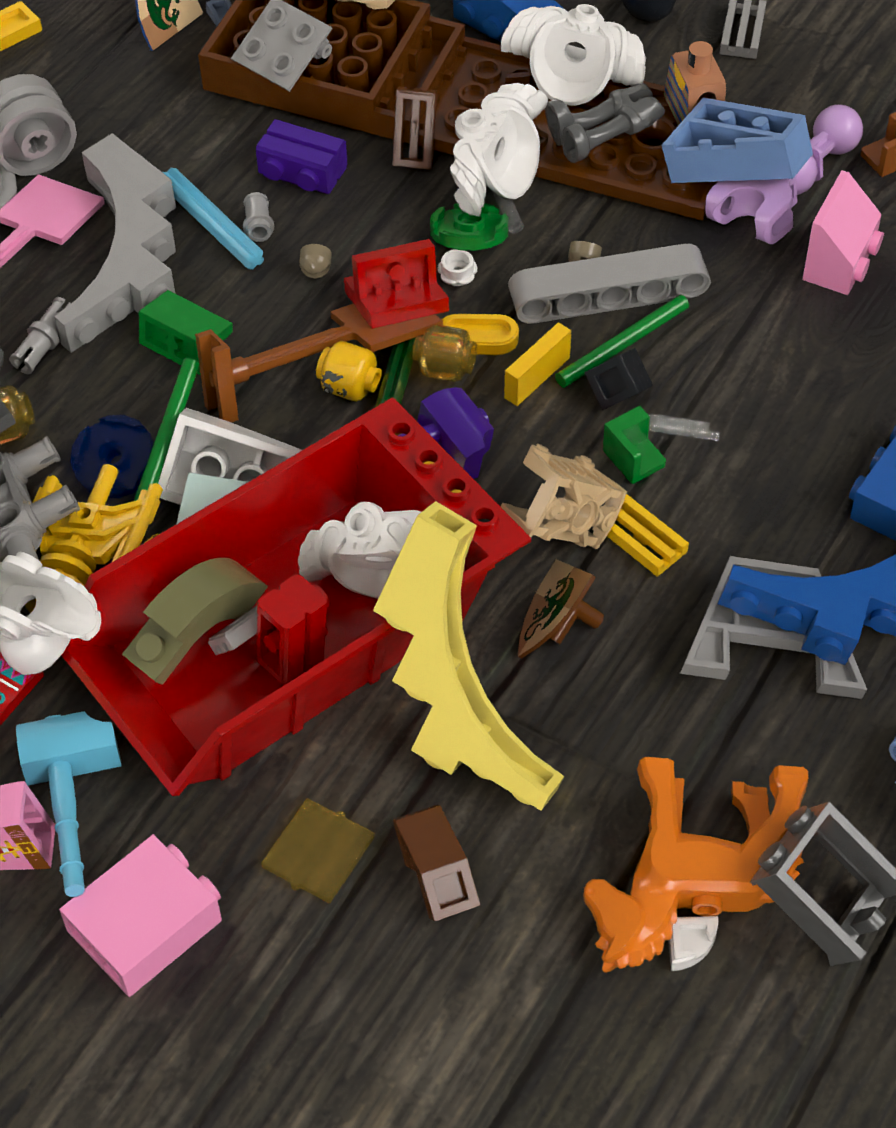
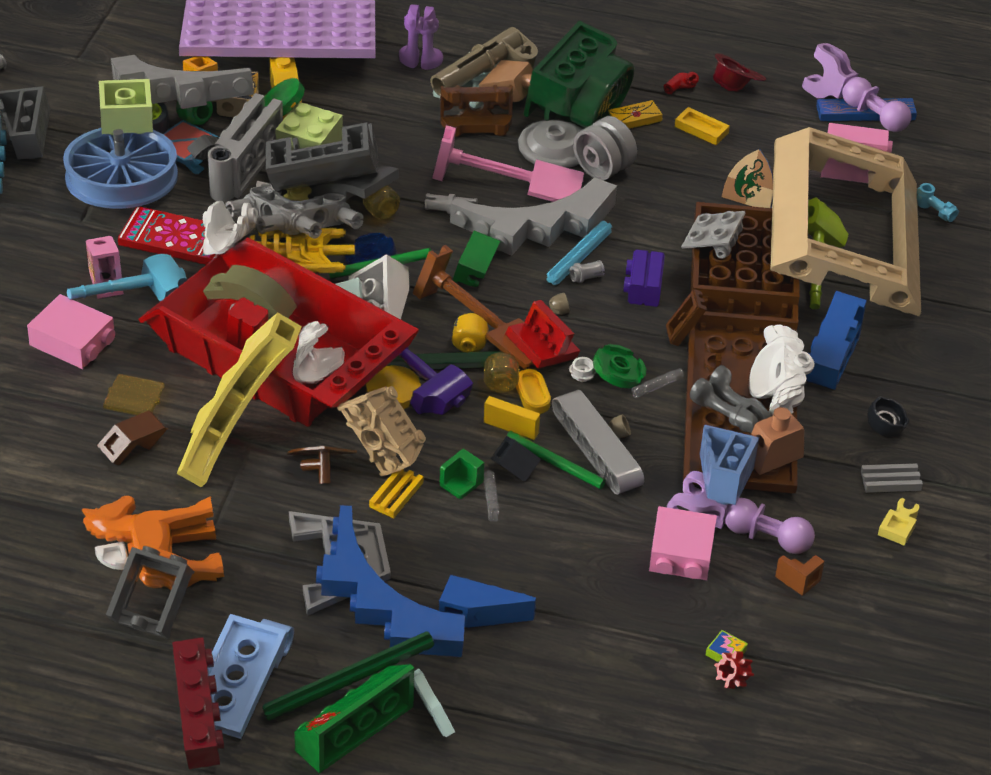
camera: 70 degrees right, 10 degrees down
(497, 146) = (672, 352): white piece -> none
(828, 39) = (899, 524): none -> light yellow plate

